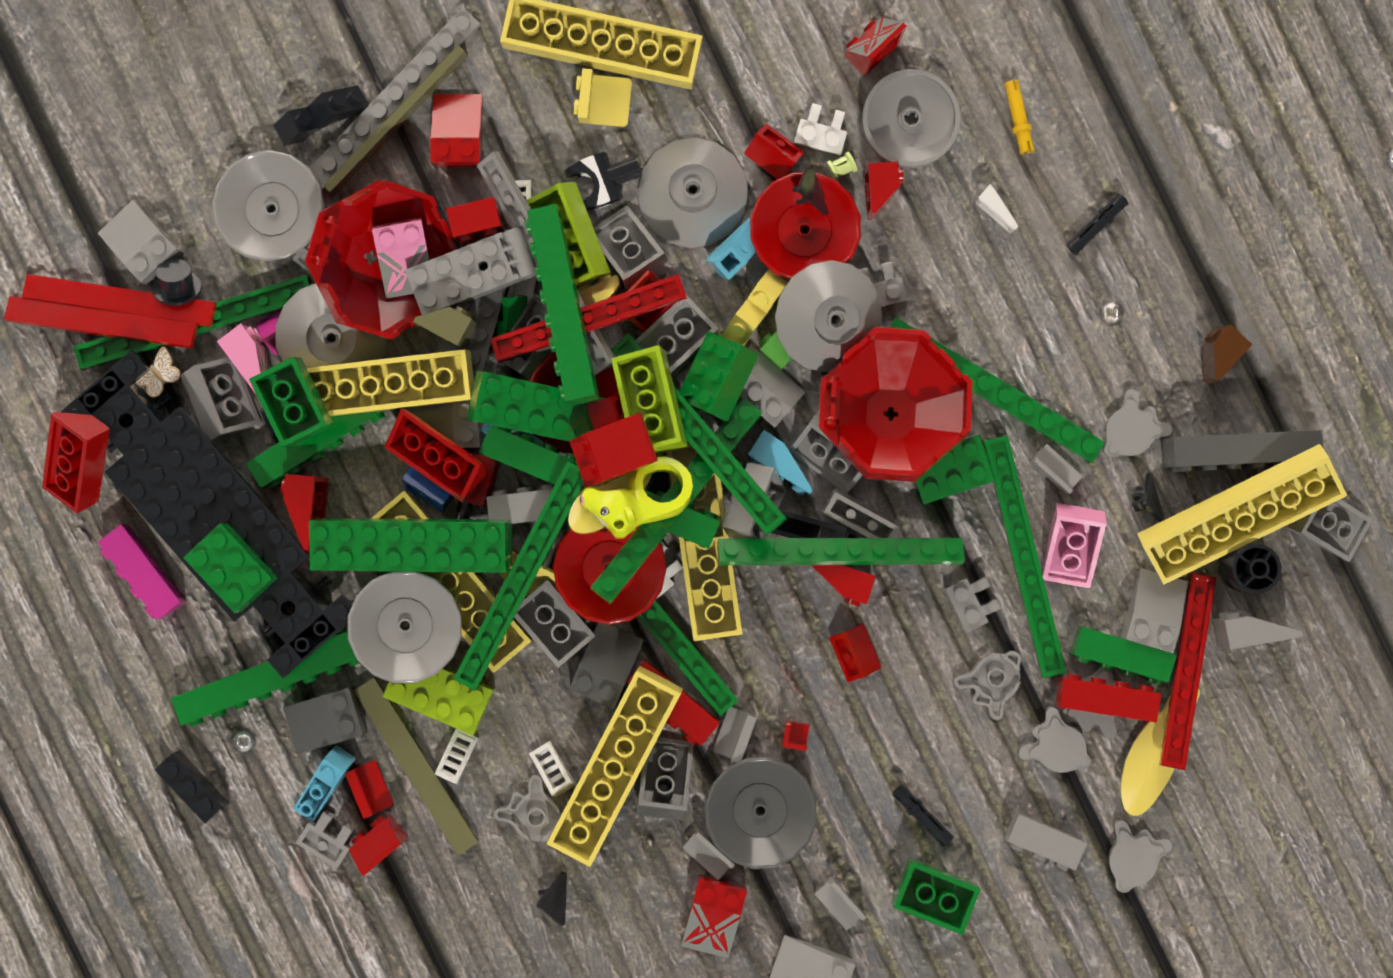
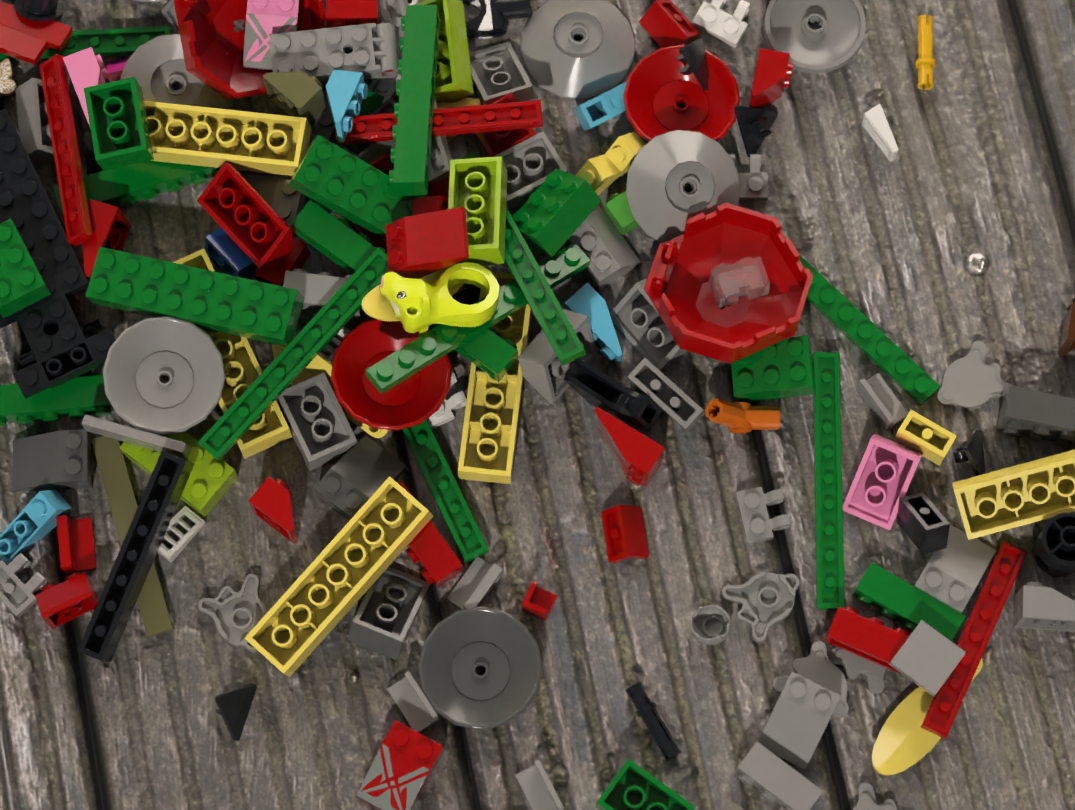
camera: 15 degrees right, 15 degrees down
(247, 431) = (66, 151): none -> red tile
(395, 688) = (135, 436): none -> light grey tile
(428, 795) = (136, 557): none -> black brick
(493, 314) = (345, 96): none -> medium azure slope
(541, 715) = (275, 507): none -> red slope
(569, 781) = (273, 590): white slope -> none
(840, 551) = (635, 414): green plate -> none
(842, 166) = (734, 54): yellowish green bush -> none
(878, 234) = (754, 126): none -> black piece
(895, 398) = (738, 280): none -> clear brick
(935, 518) = (742, 417): none -> orange piece
(952, 718) = (710, 624): none -> light grey hair
(1051, 782) = (799, 720): none -> light grey slope
(1103, 497) = (925, 437): none -> light yellow brick
(1104, 217) = (989, 167): black pin -> none
(1120, 580) = (923, 523): none -> black brick
(1153, 706) = (927, 658): none -> light grey tile

